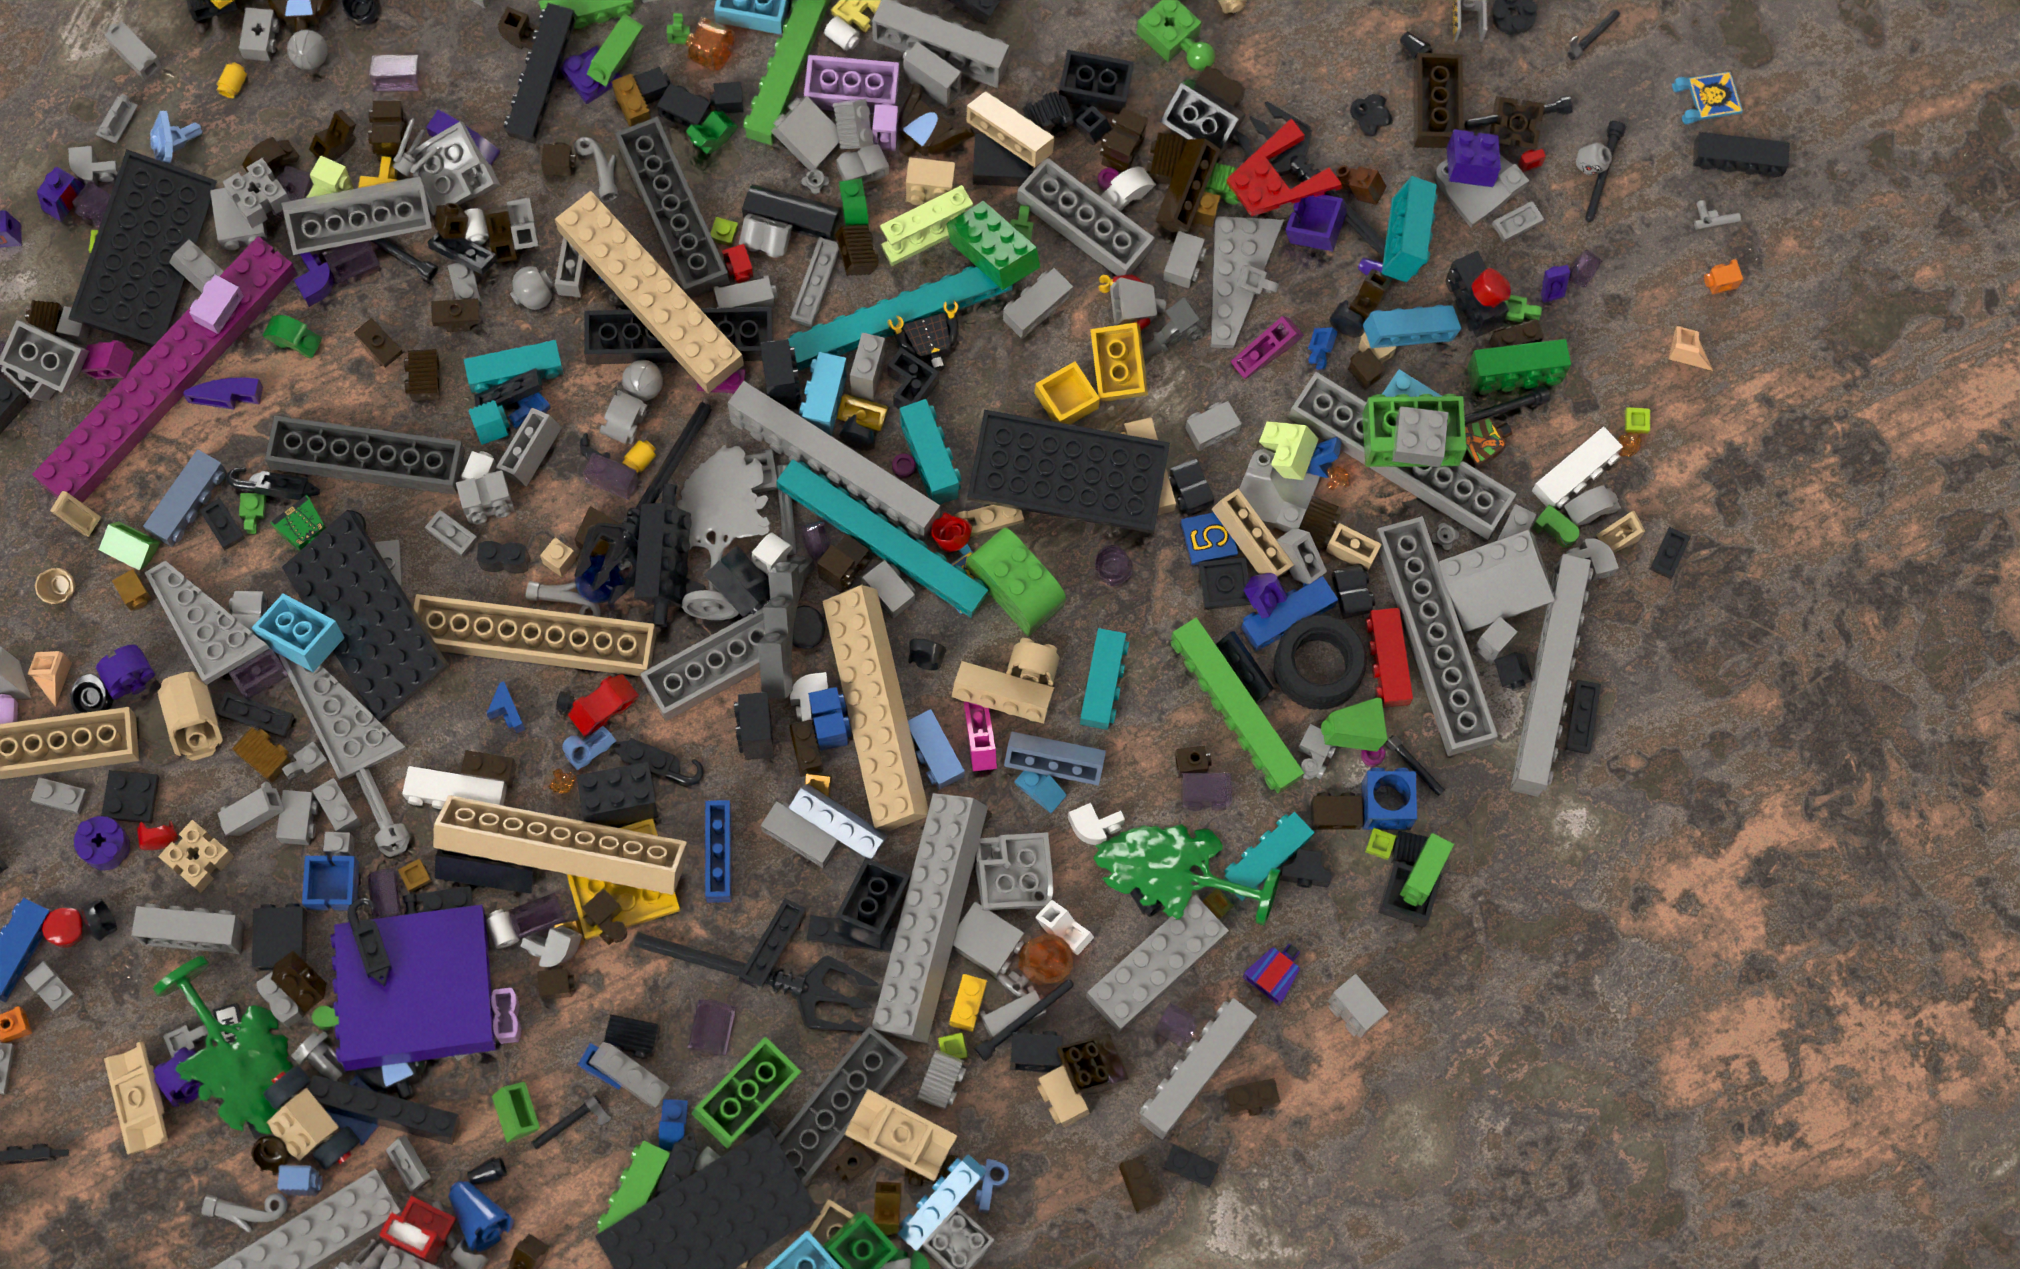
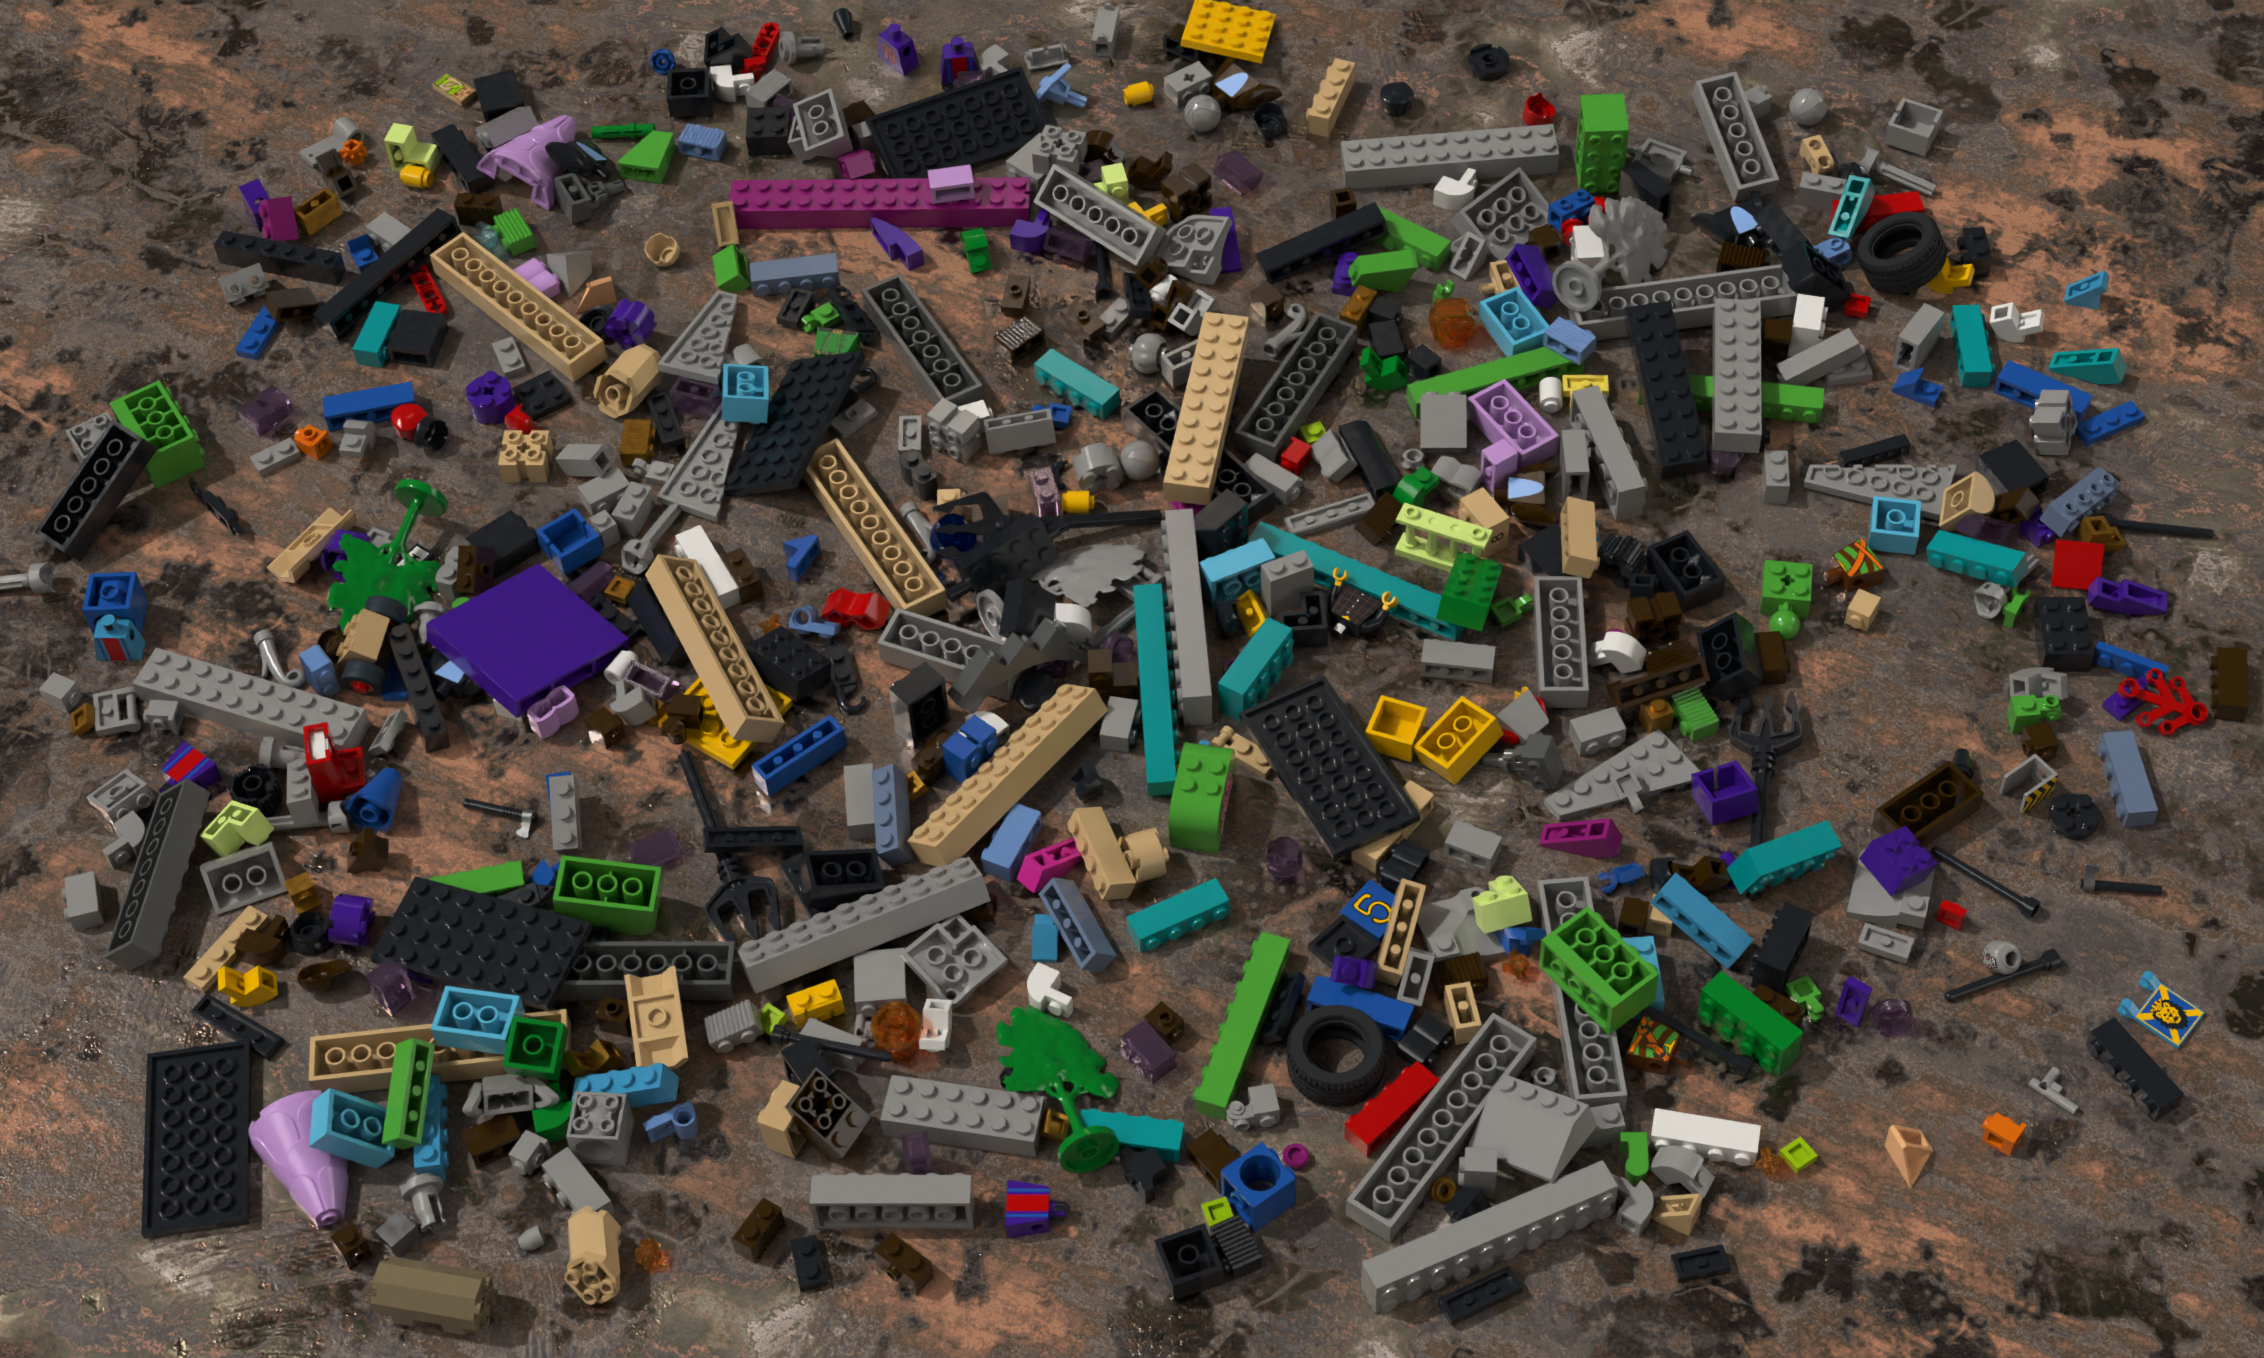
camera: 60 degrees right, 20 degrees down
(132, 590) = (697, 291): pearl gold brick -> none
(188, 929) = (463, 483): light grey brick -> none
(194, 265) = (975, 156): light grey brick -> none
(369, 942) = (537, 586): black plate -> none
(406, 162) = (1171, 218): light grey plant -> none
(487, 1172) = (421, 786): black cone -> none
(489, 422) = (1014, 392): teal brick -> none
(512, 390) = (1051, 392): black plate -> none
(515, 1111) = (482, 771): bright green brick -> none
(564, 701) = (836, 583): black plate -> none
(632, 1035) = (603, 803): black brick -> none
(853, 124) = (1478, 437): light grey brick -> none
(951, 532) = (1203, 727): red hair -> none
(1260, 185) = (1713, 727): red wing -> none
(1356, 726) = (1301, 1115): bright green slope -> none
(1357, 1006) = (1050, 1285): light grey brick -> none
(1364, 182) = (1795, 805): reddish brown brick -> none
(1373, 114) = (1869, 777): black plate -> none
(1395, 744) = (1319, 1169): black piece -> none
(1420, 436) = (1585, 959): light grey brick -> none
(1426, 870) = (1209, 1240): bright green brick -> none
(1484, 673) = (1450, 1190): none -> pearl gold plate
(1491, 288) = (1787, 939): red hair -> none
(1528, 115) = (1984, 875): dark brown brick -> none

